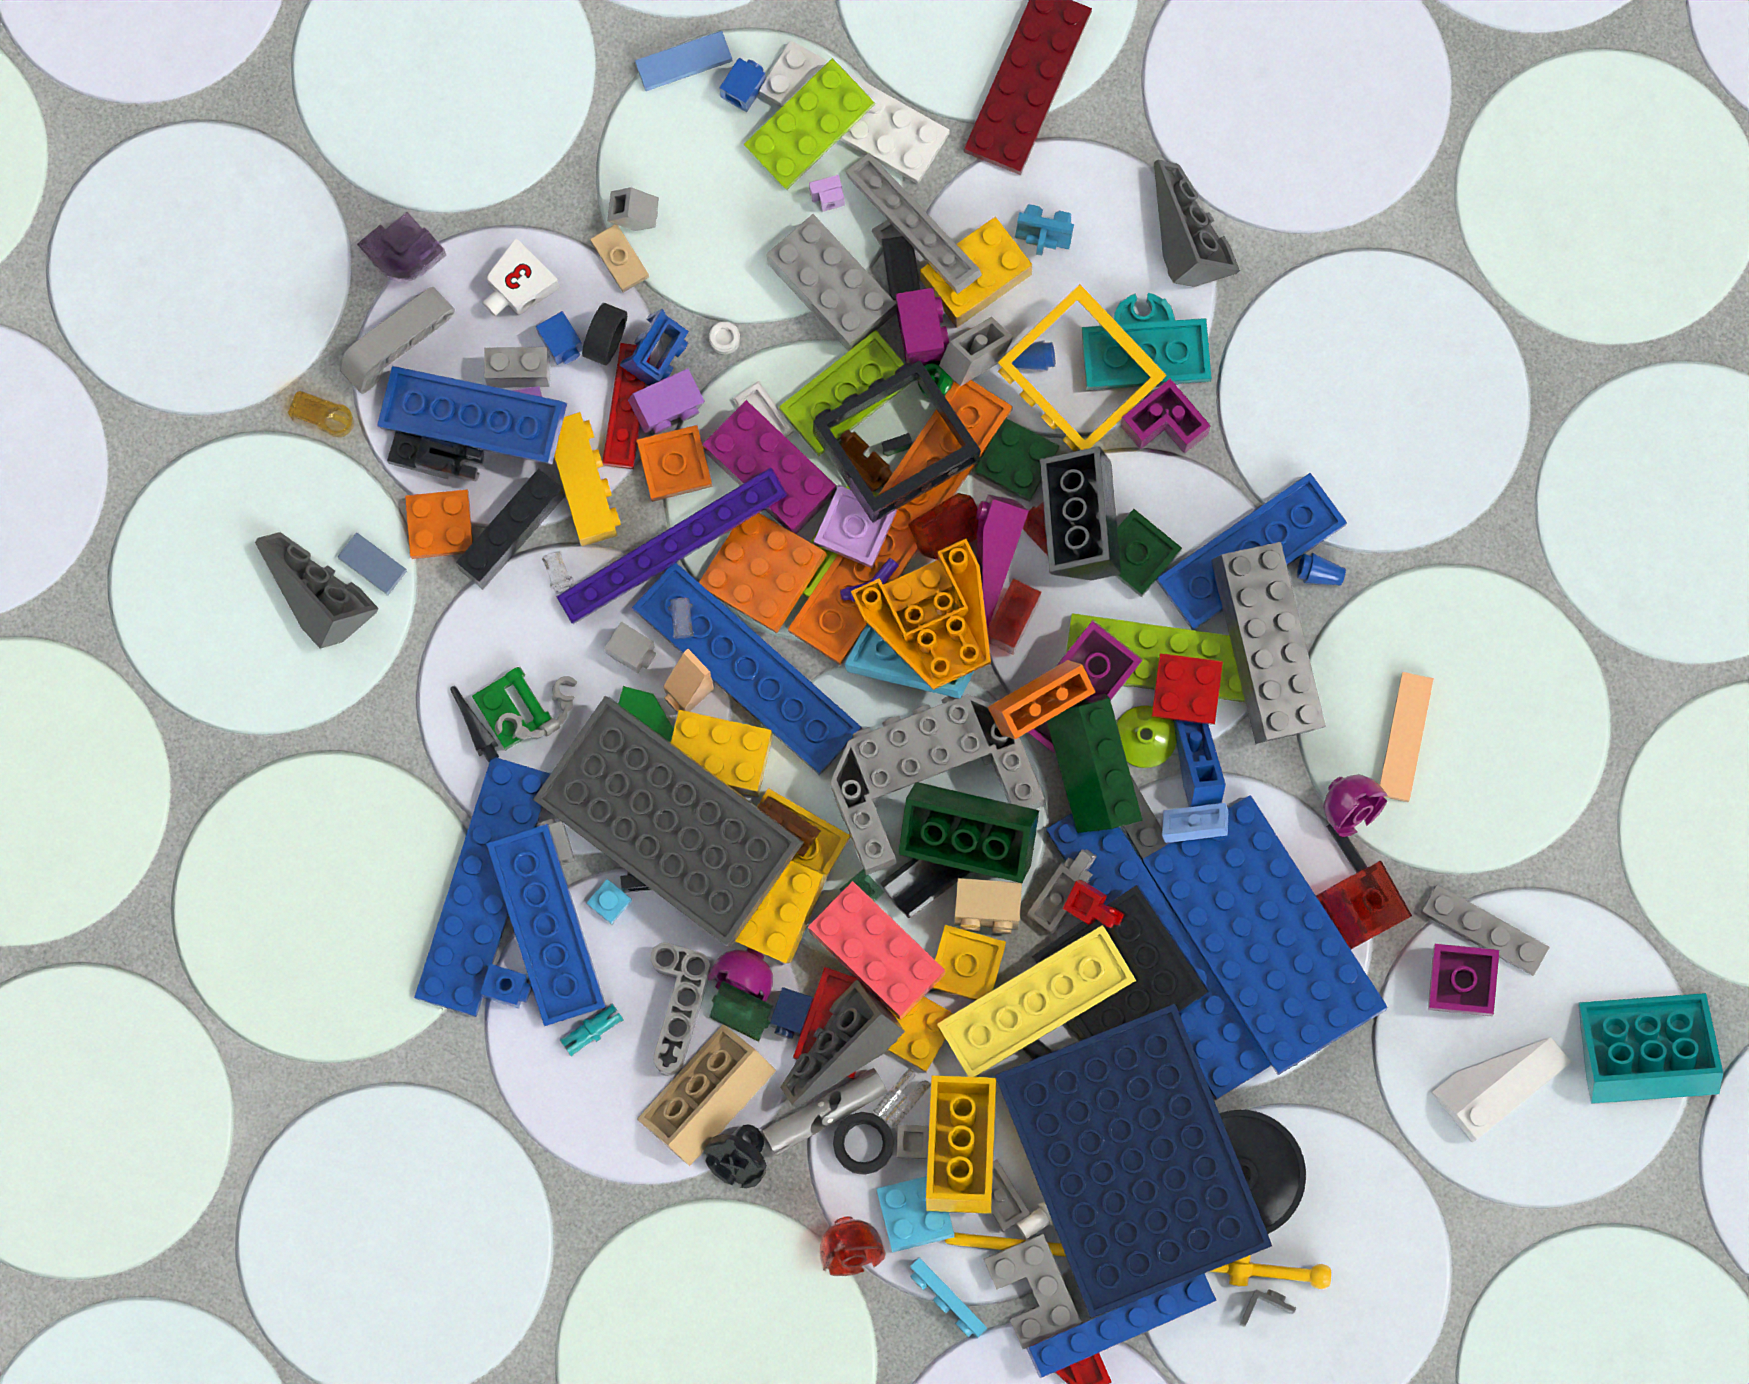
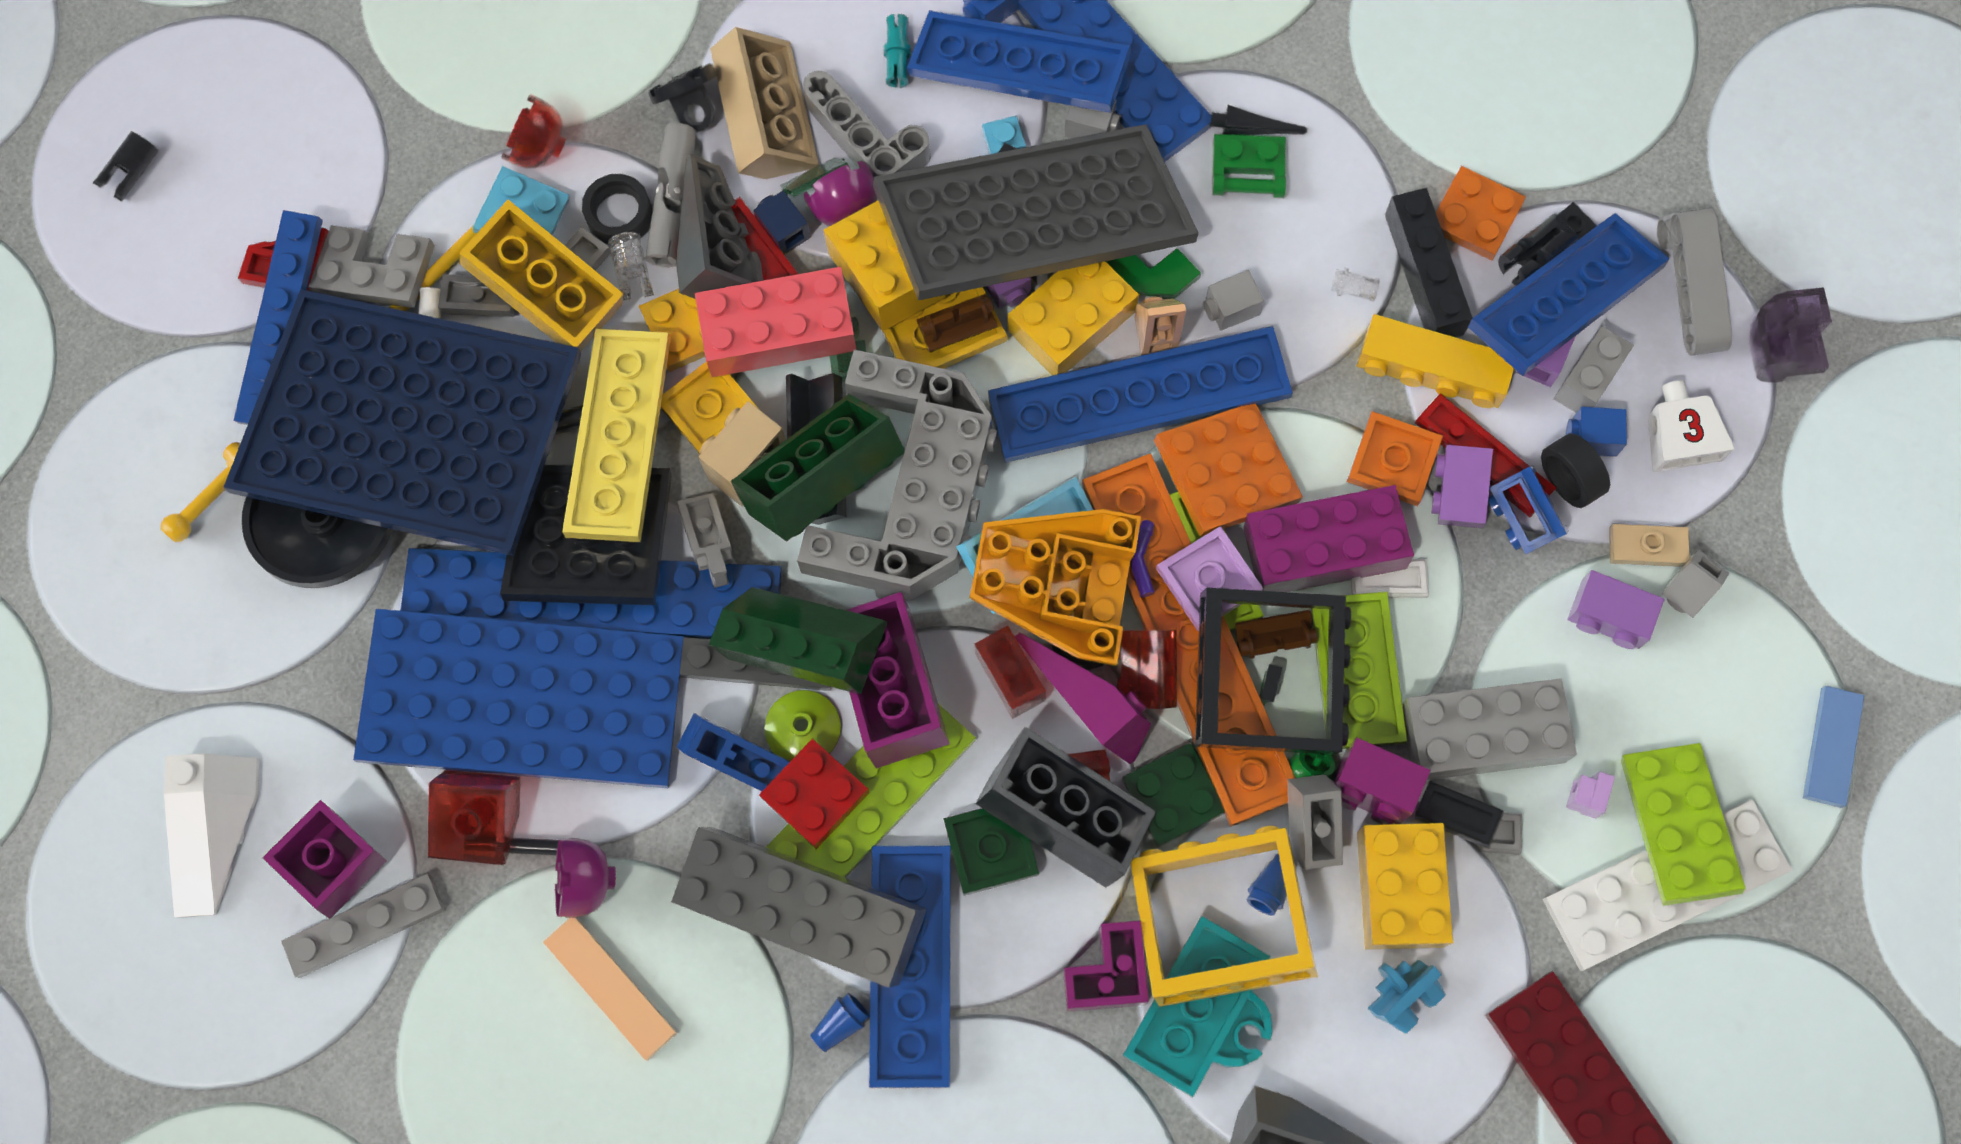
camera: 125 degrees right, 5 degrees down
(317, 410) = (1663, 172): clear yellow piece -> none
(319, 600) = (1475, 64): dark grey wedge -> none
(372, 563) = (1476, 131): sand blue tile -> none
(550, 726) = (1206, 181): light grey piece -> none
(672, 545) = (1308, 399): dark purple tile -> none
(681, 618) = (1229, 357): clear pin -> none
(686, 251) = (1615, 610): none -> medium lavender brick
(724, 338) = (1496, 592): white tile -> none
(743, 84) = (1771, 786): blue brick -> none
(913, 223) = (1498, 849): light grey plate -> none
(946, 1299) = (424, 190): medium azure plate -> none
(1041, 699) = (892, 613): orange brick -> none
(1087, 905) = (667, 539): red plate -> none
(1195, 822) = (675, 705): light blue plate -> none
(1270, 1297) = (193, 467): dark grey bracket -> none
(1650, 1048) = (121, 1005): teal slope -> none

